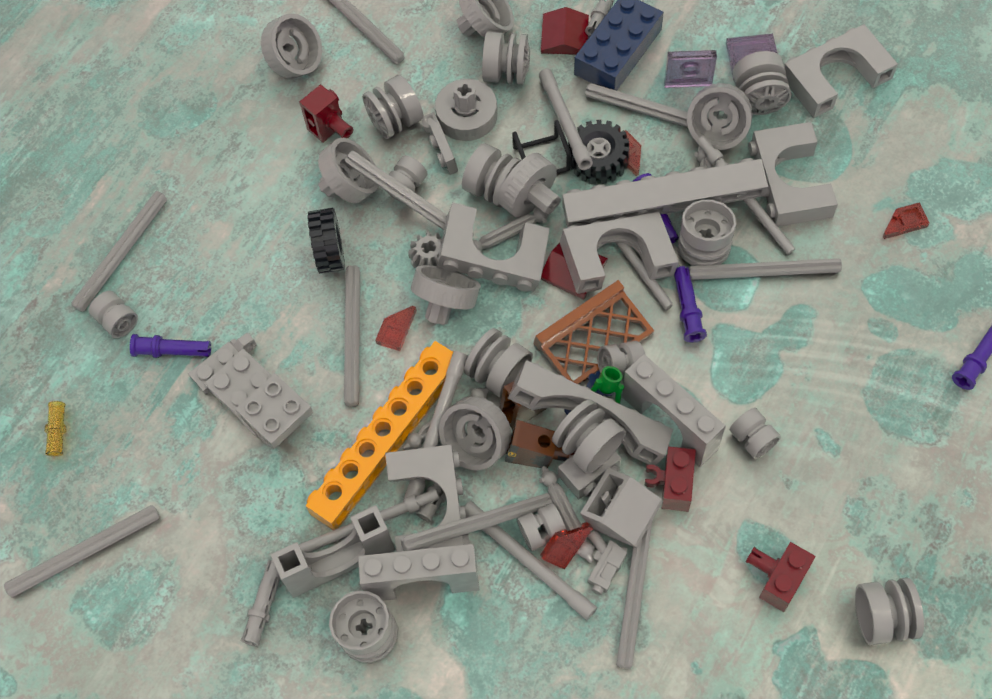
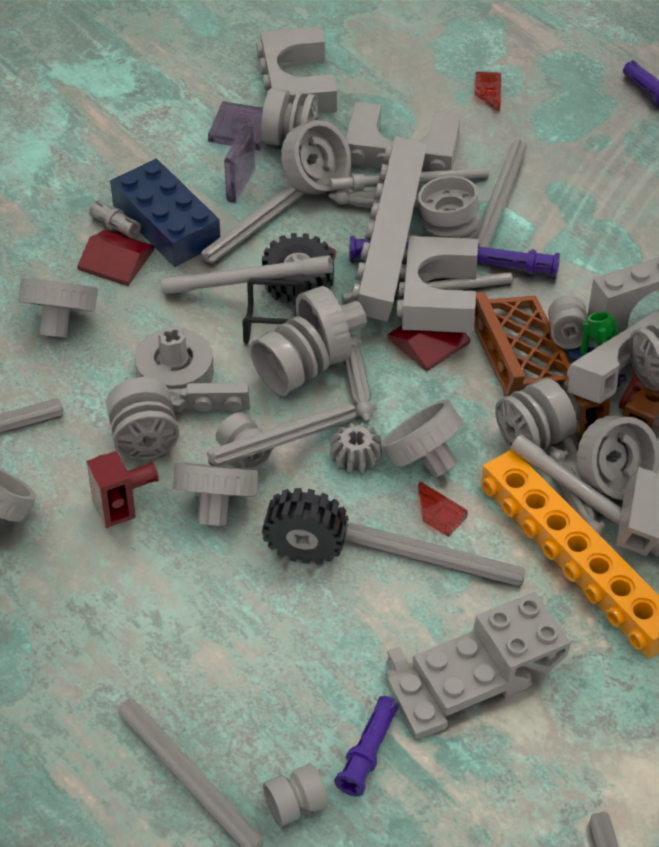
camera: 75 degrees left, 15 degrees down
(461, 255) = (386, 406): light grey arch -> none
(505, 57) = (134, 301): light grey wheel -> none

